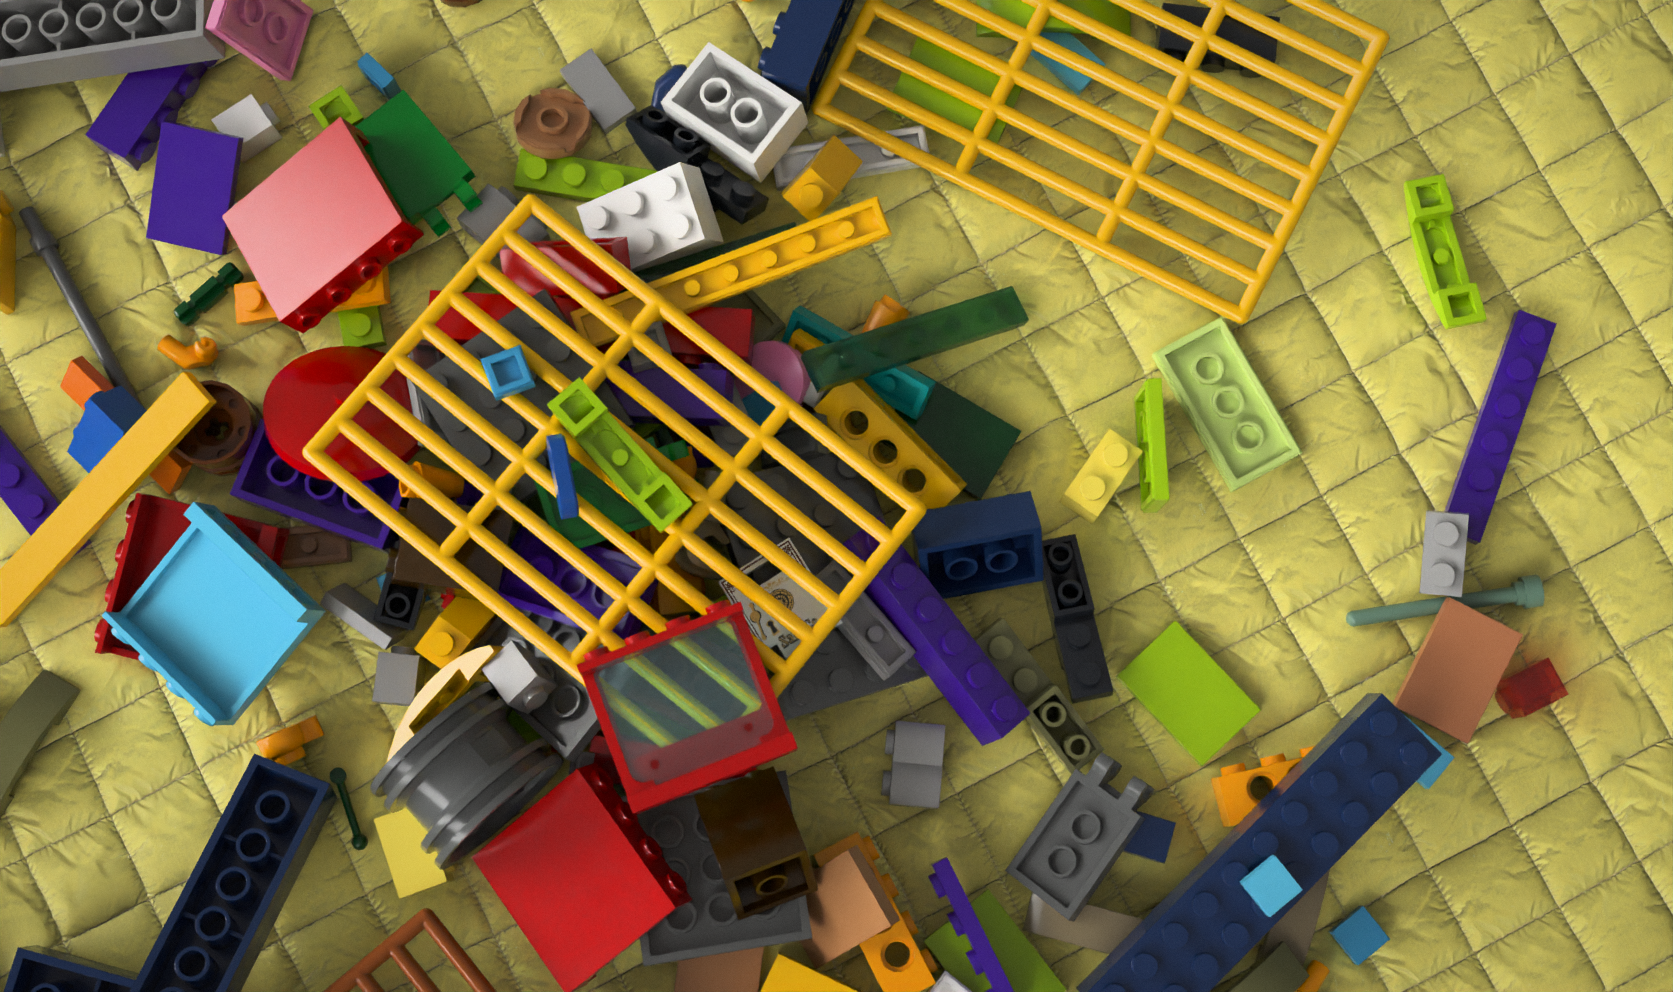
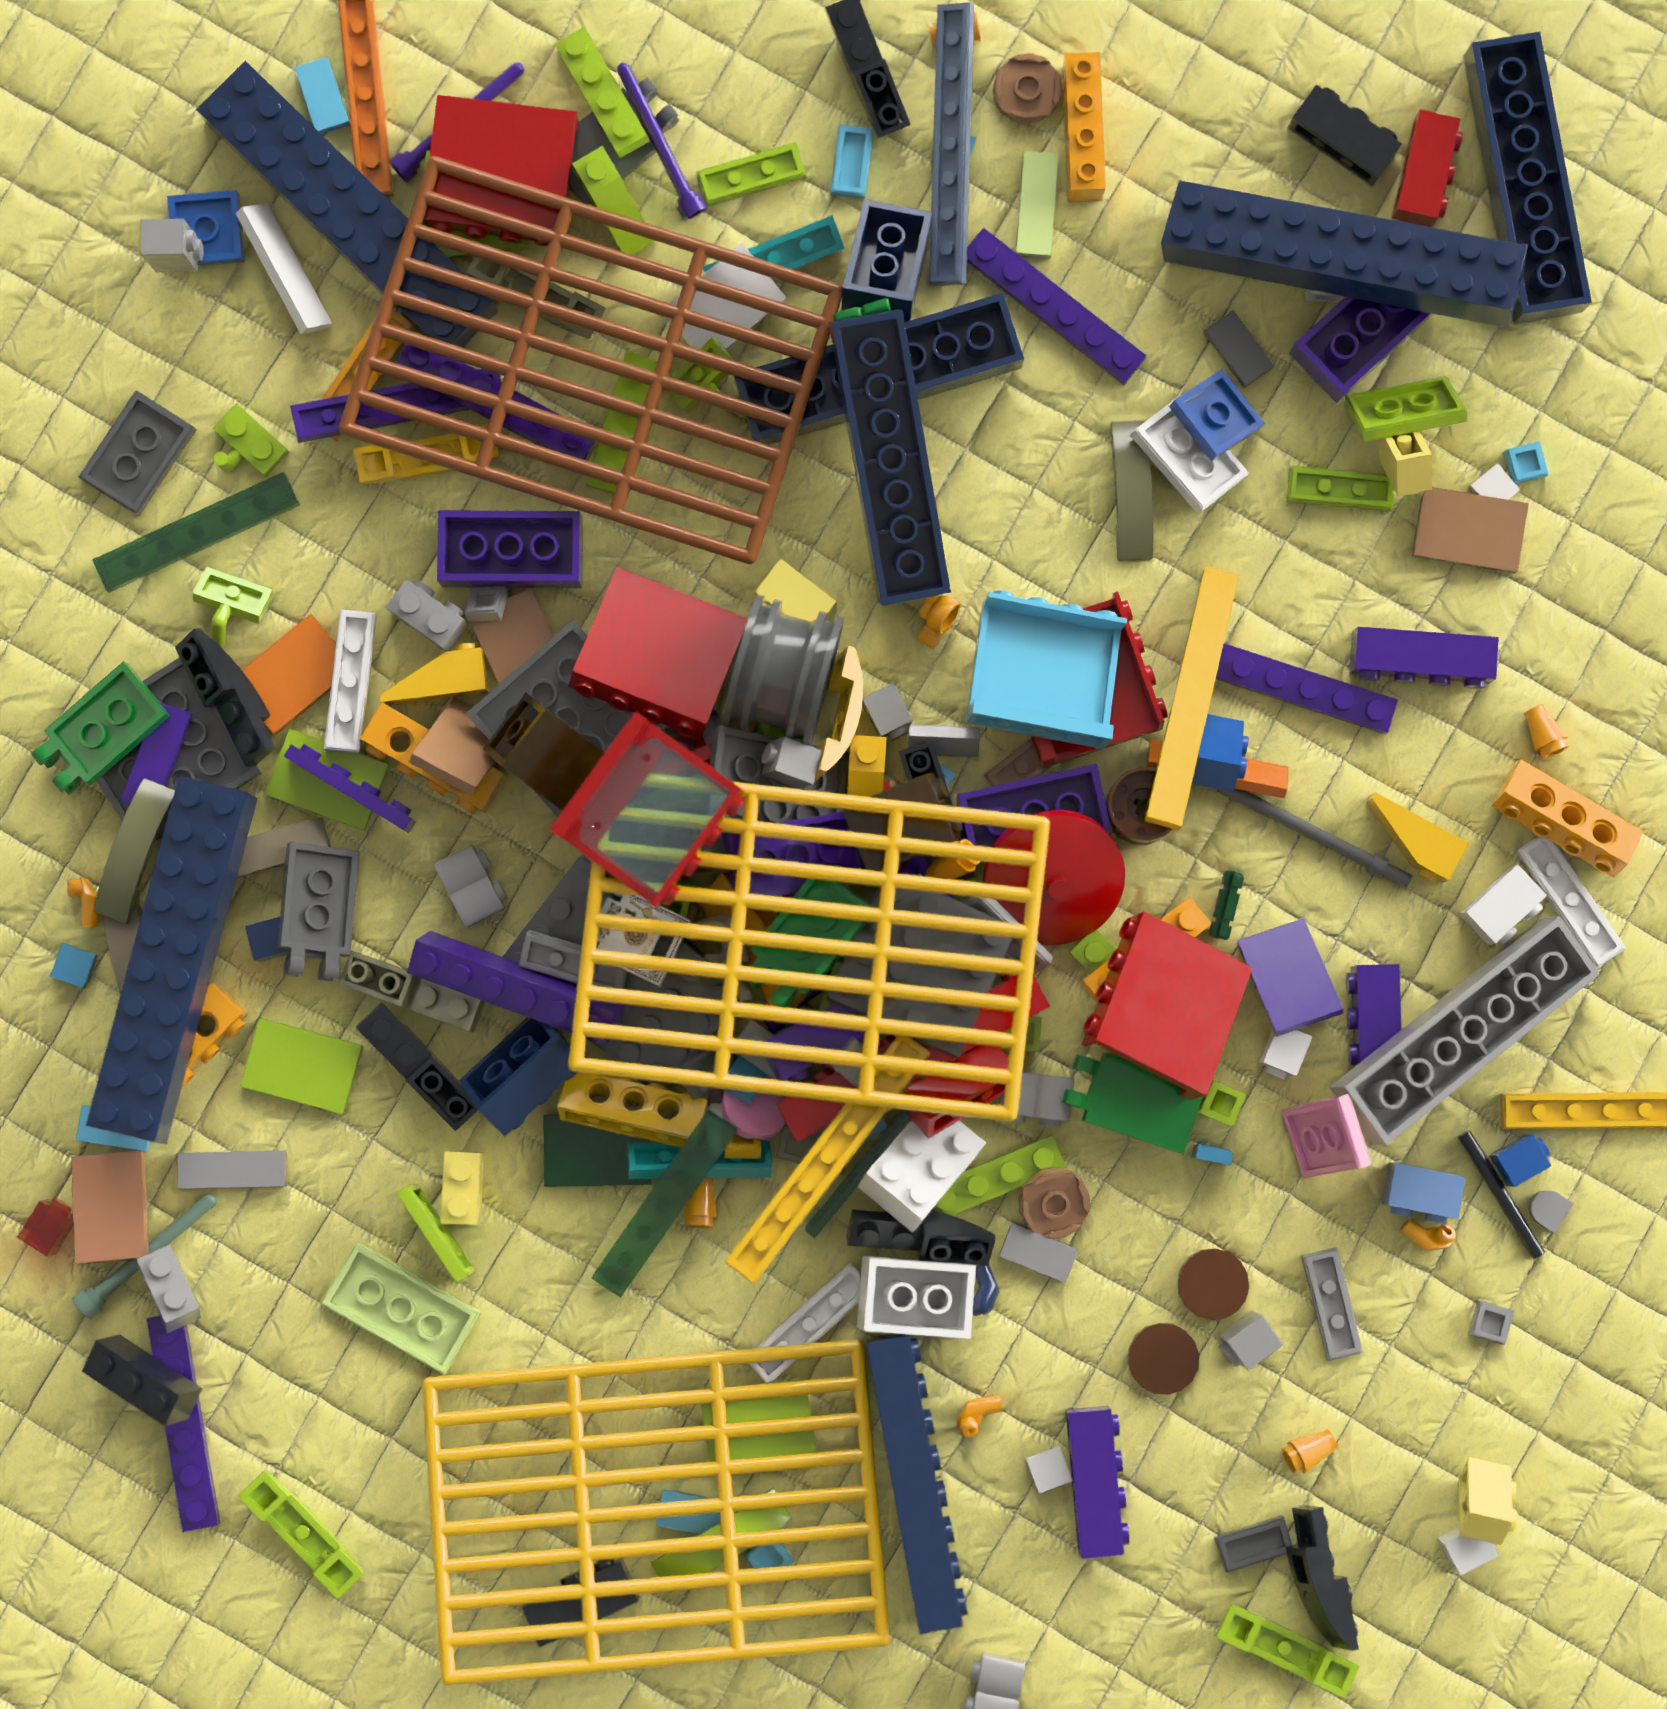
camera: 145 degrees right, 5 degrees up
(189, 356) = (1207, 850): light orange arm -> none
(338, 777) = (887, 616): dark green hinge -> none
(508, 373) = (937, 971): dark azure tile -> none
(562, 476) = (845, 919): blue tile -> none
(619, 455) = (812, 960): lime slope -> none
(822, 179) = (816, 1285): yellow slope -> none
(1270, 885) = (156, 950): medium azure tile -> none
(1315, 634) = (232, 1169): none -> light grey tile
(1519, 481) = (142, 1380): none -> black brick

